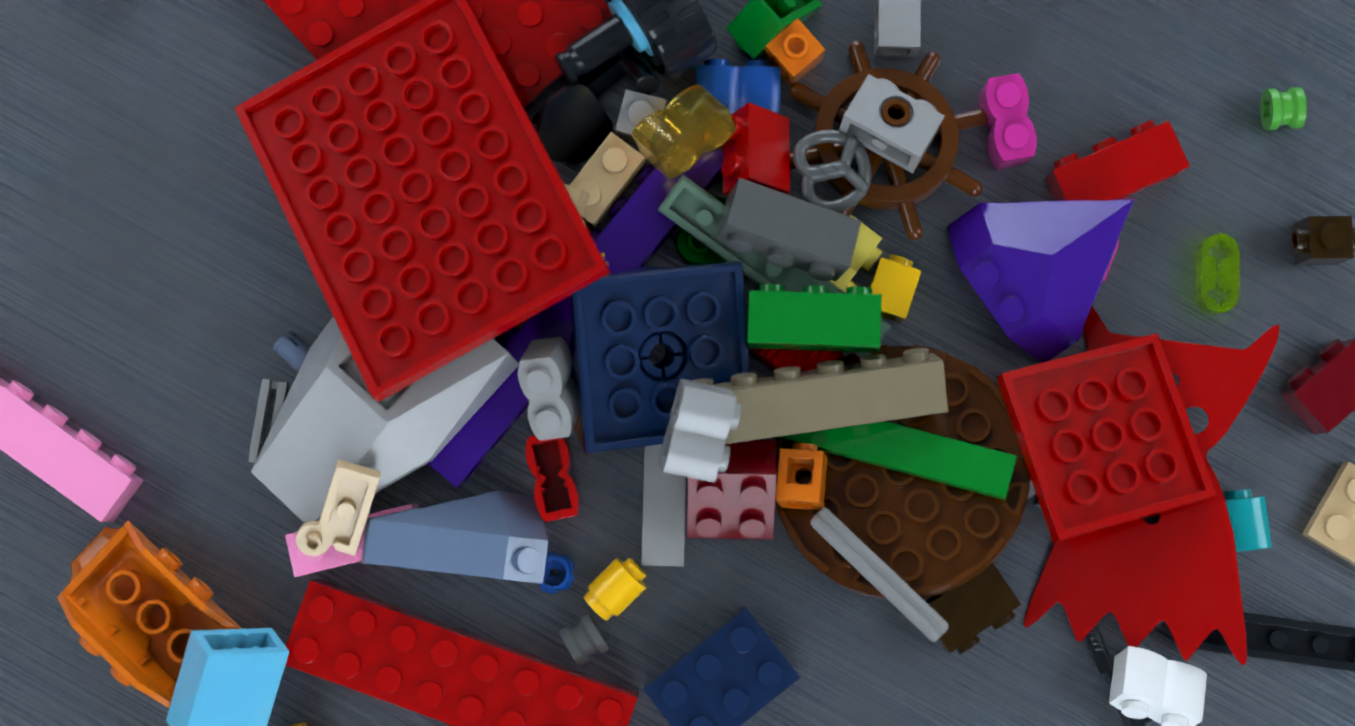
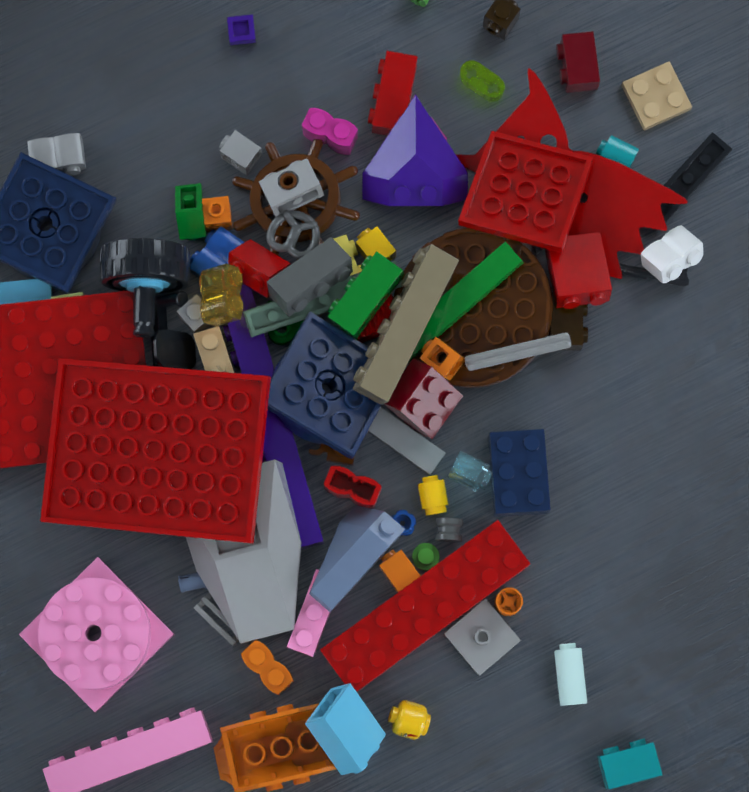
camera: 55 degrees left, 5 degrees down
(185, 305) = (127, 639): none -> bright pink piece
(245, 538) = (272, 673): none -> orange brick
(343, 511) = (297, 603): tan hinge -> none
(487, 610) = (398, 569): none -> orange brick
(530, 632) = (425, 556): none -> bright green plate
(549, 388) = (306, 453): light grey brick -> none
(676, 619) = (470, 472): none -> clear light blue brick
(698, 431) = (383, 388): light grey brick -> none
(1045, 583) = (579, 272): none -> red brick

